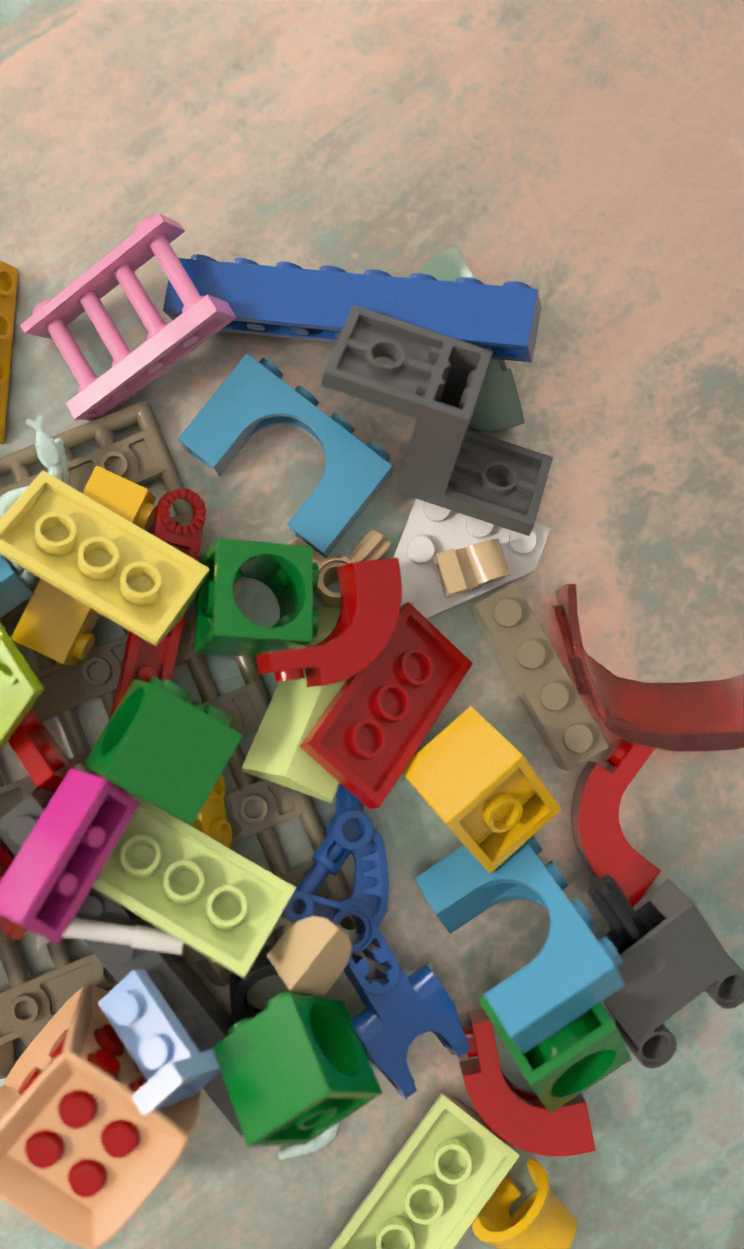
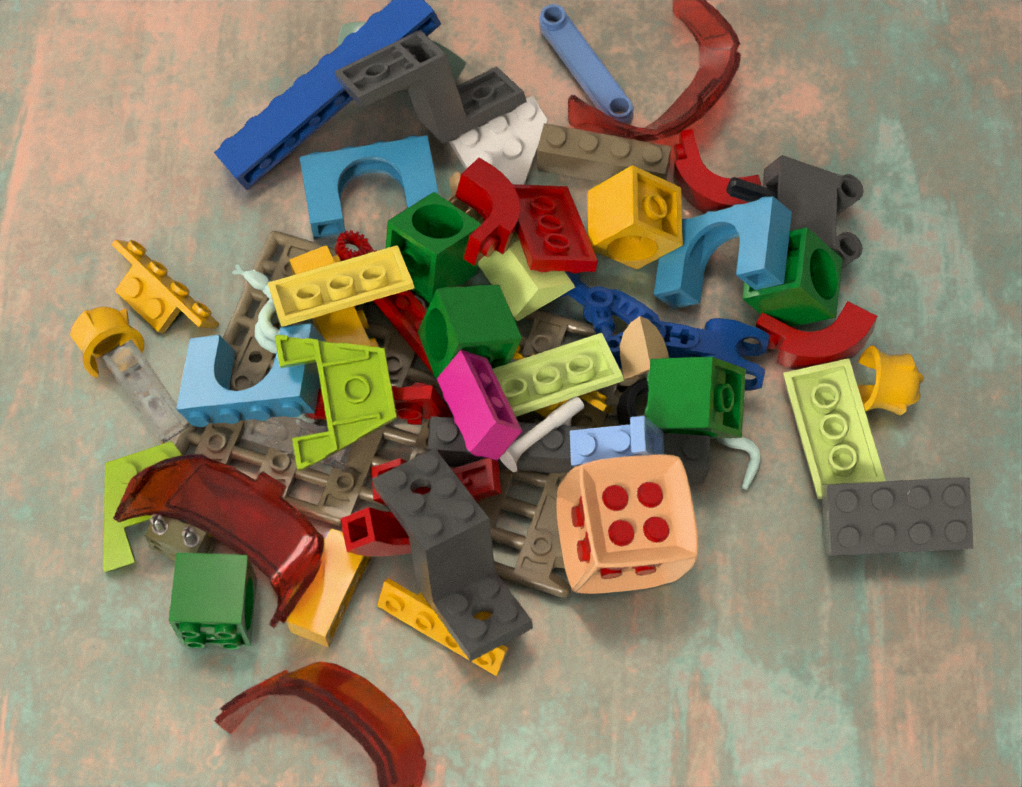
camera: 40 degrees left, 20 degrees down
(165, 341) = (255, 185): bright pink fence -> none
(470, 567) = (517, 139): tan leg -> none
(639, 552) = (584, 64): none -> medium blue piece

